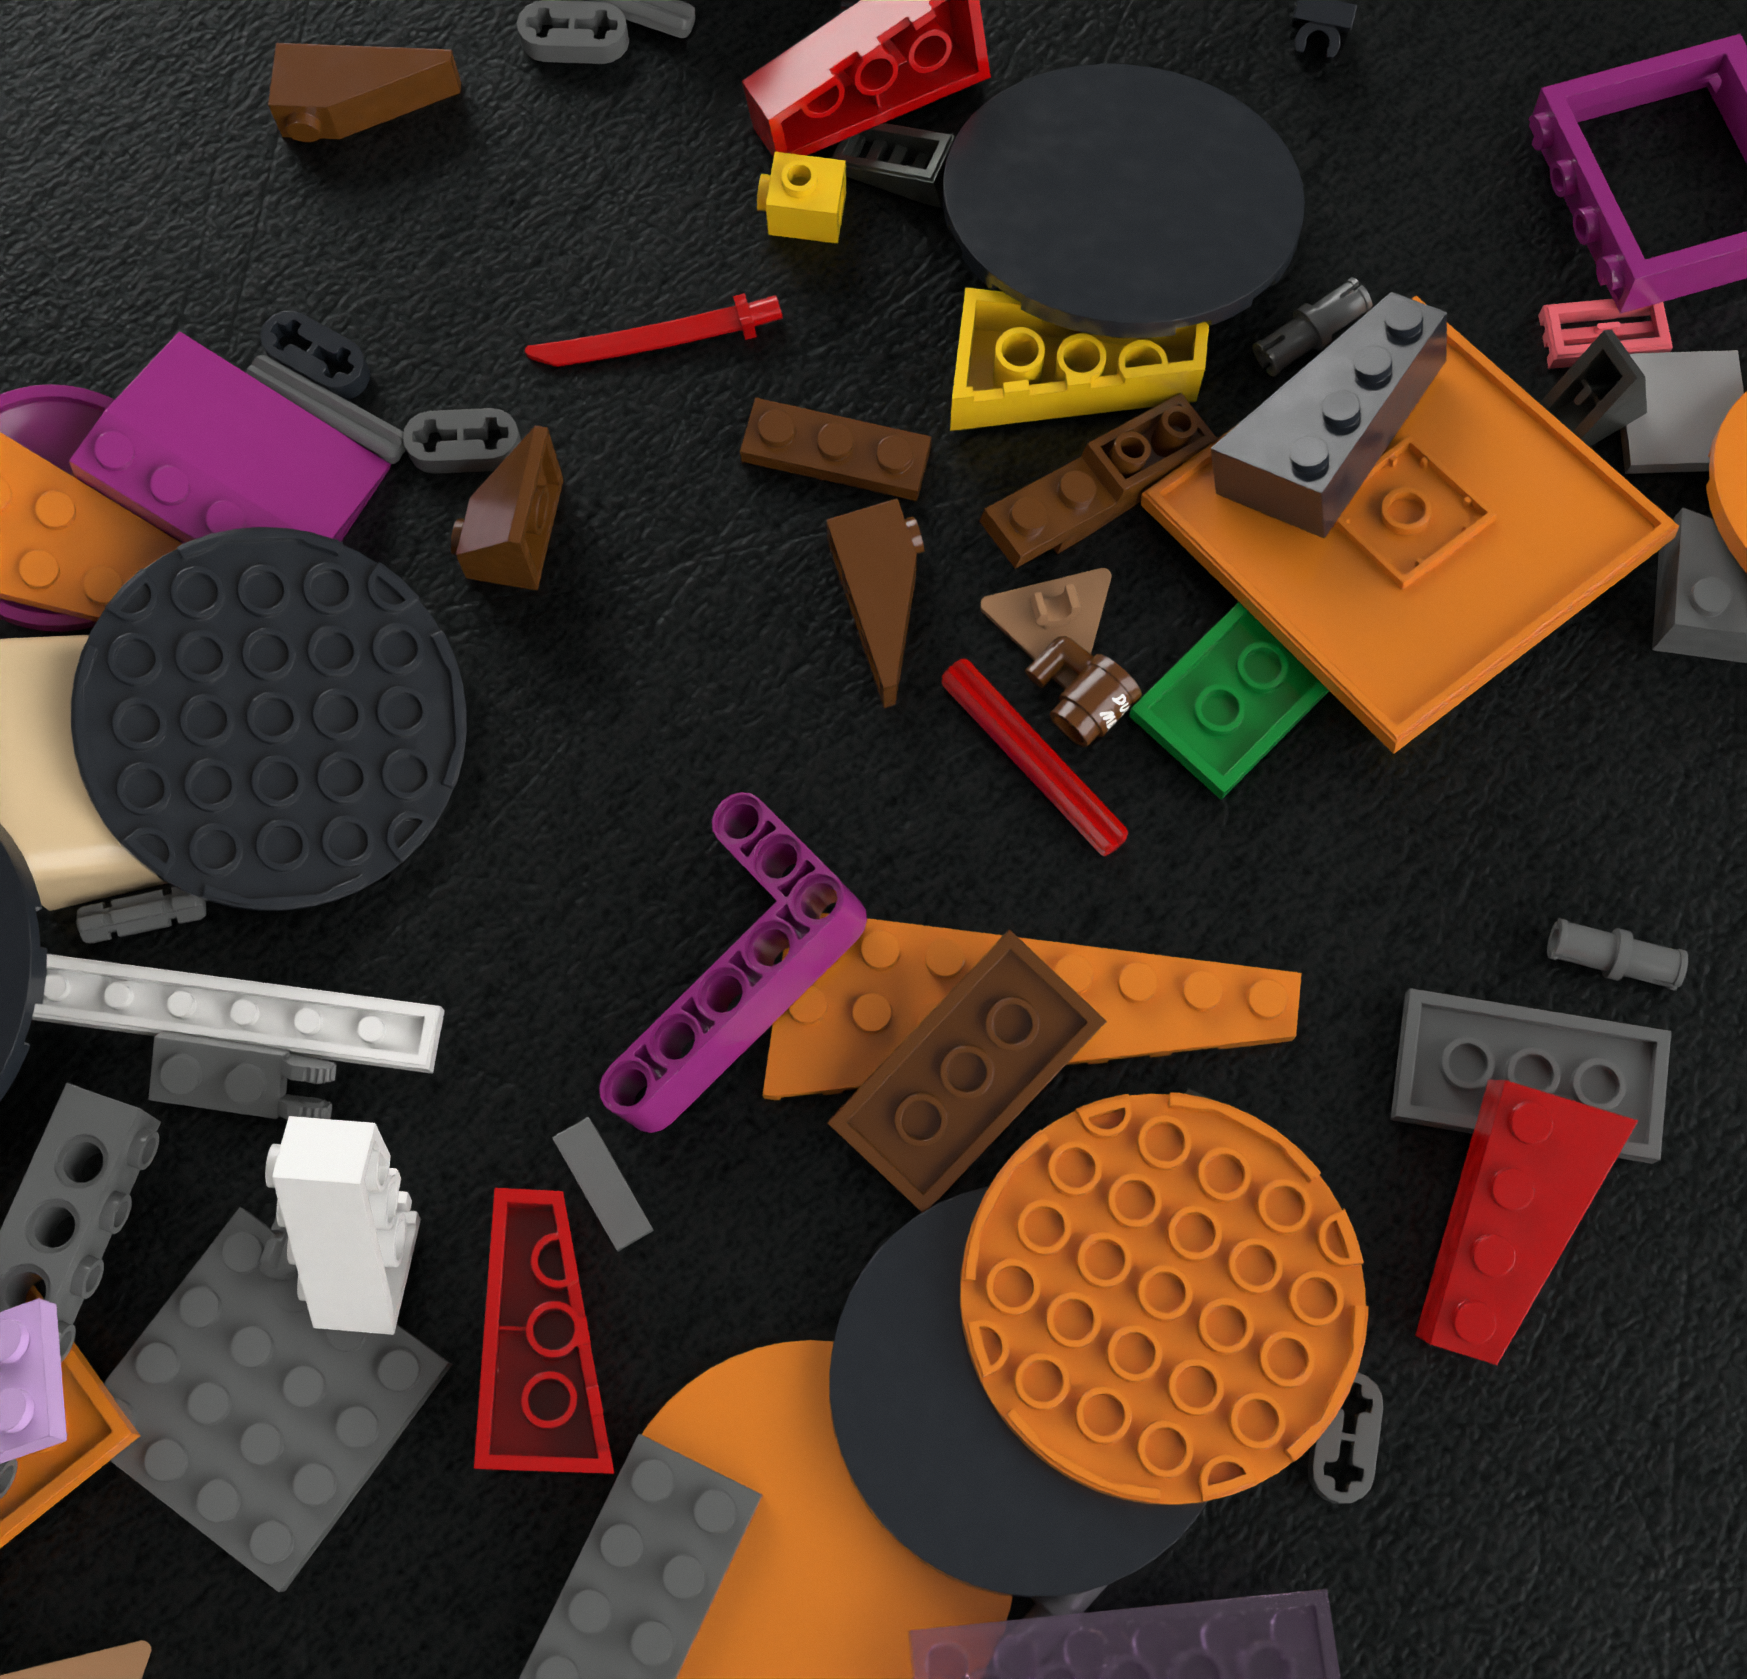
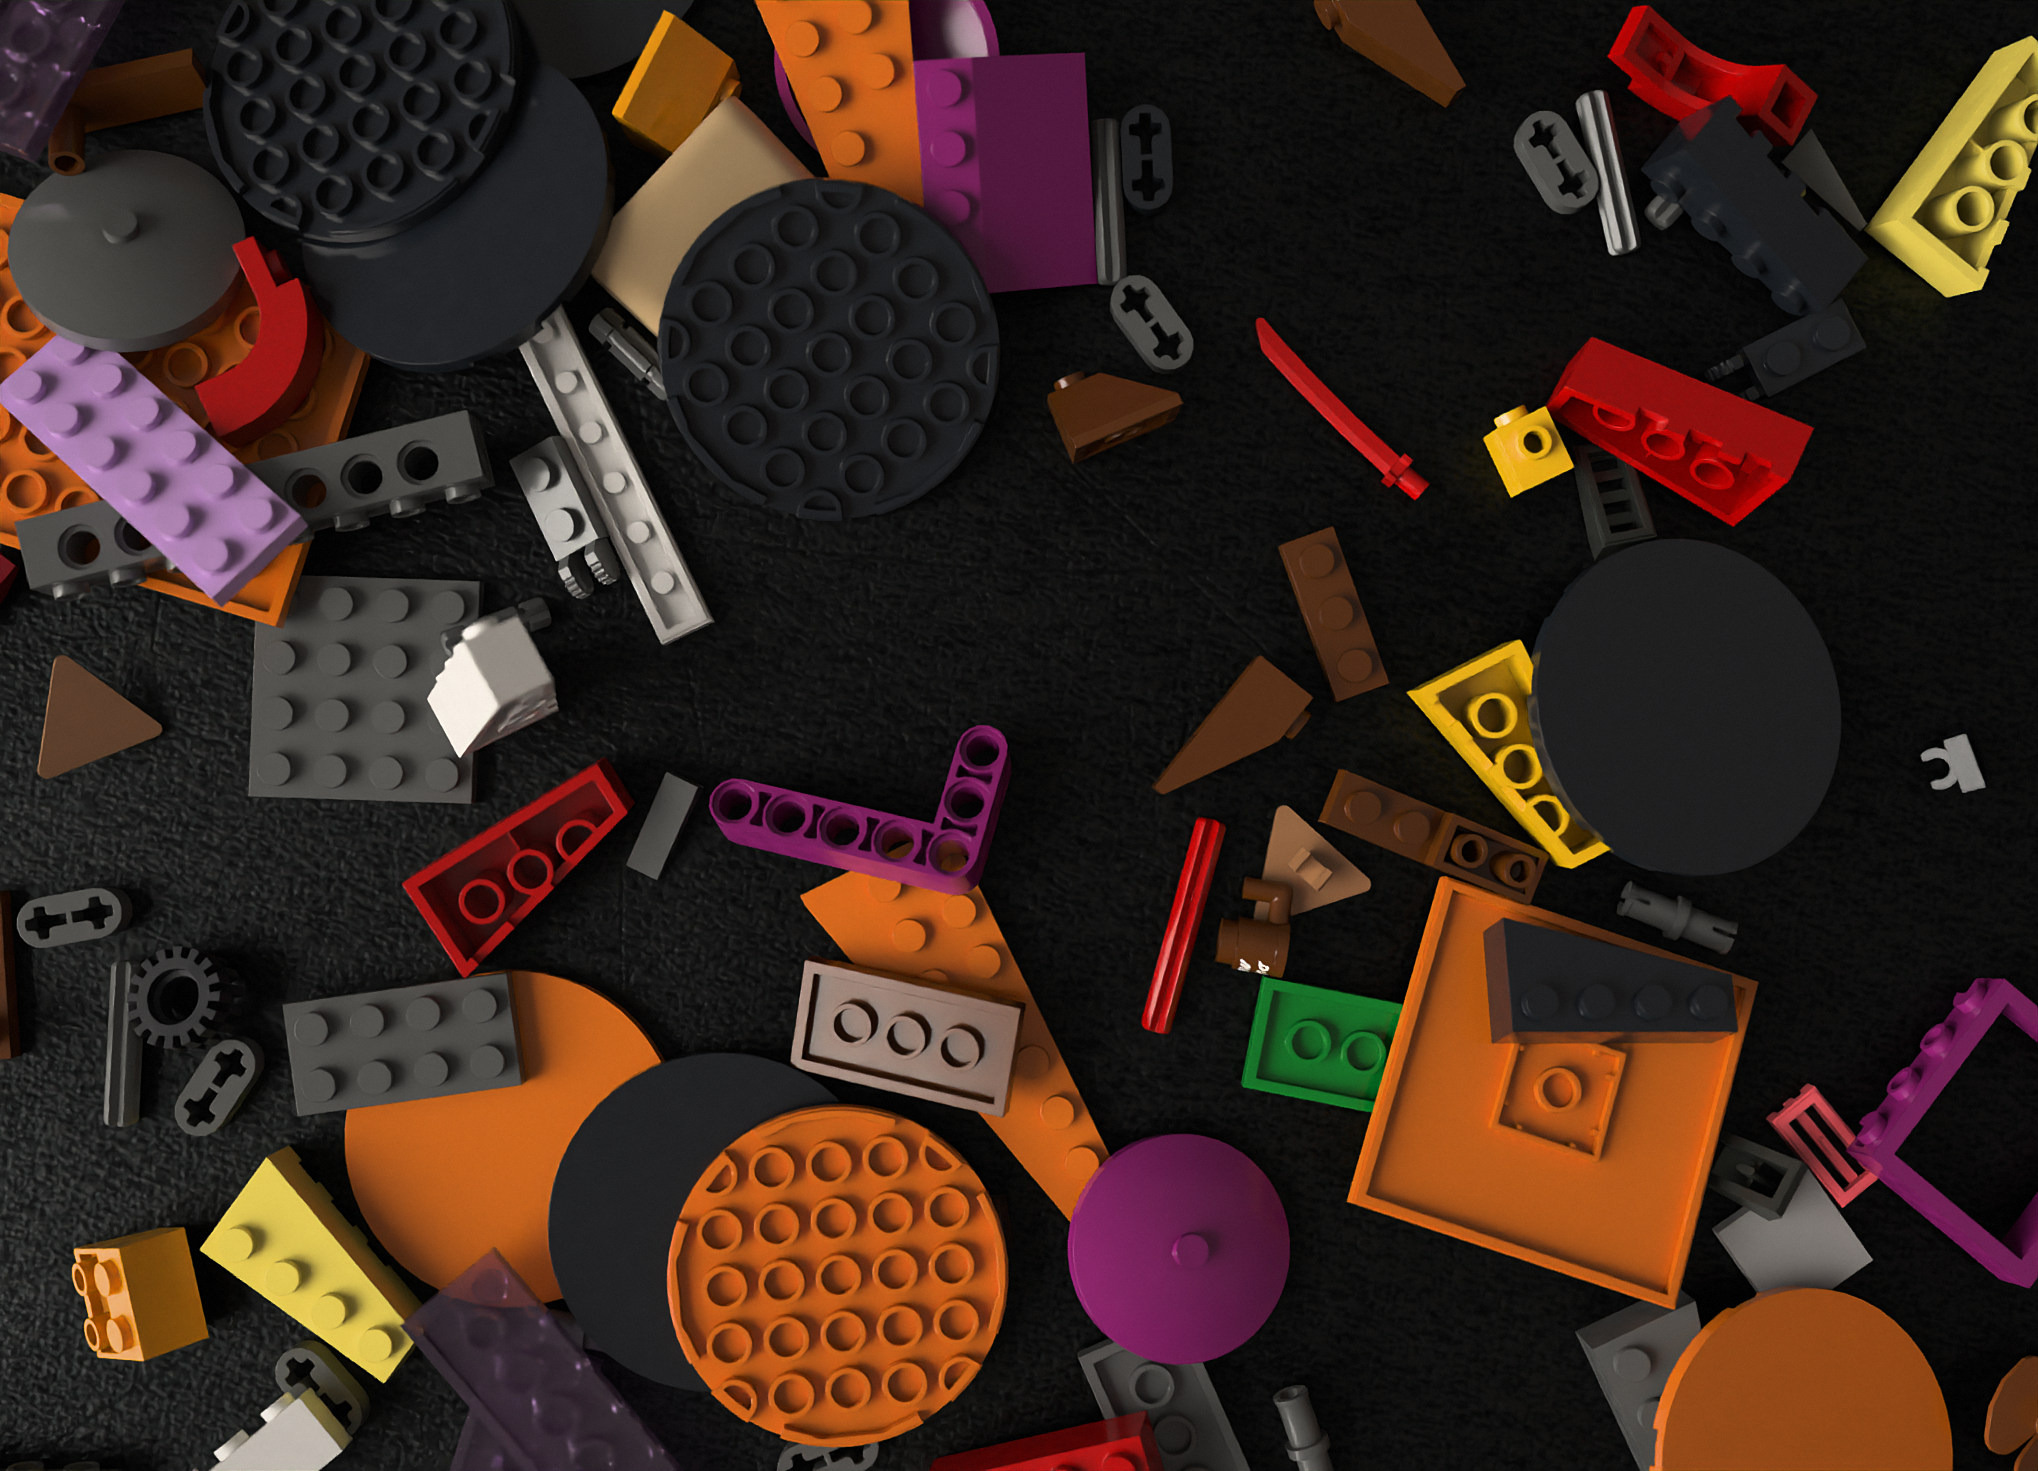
camera: 55 degrees right, 15 degrees up
(1344, 950) = (1179, 1248): none -> magenta dish

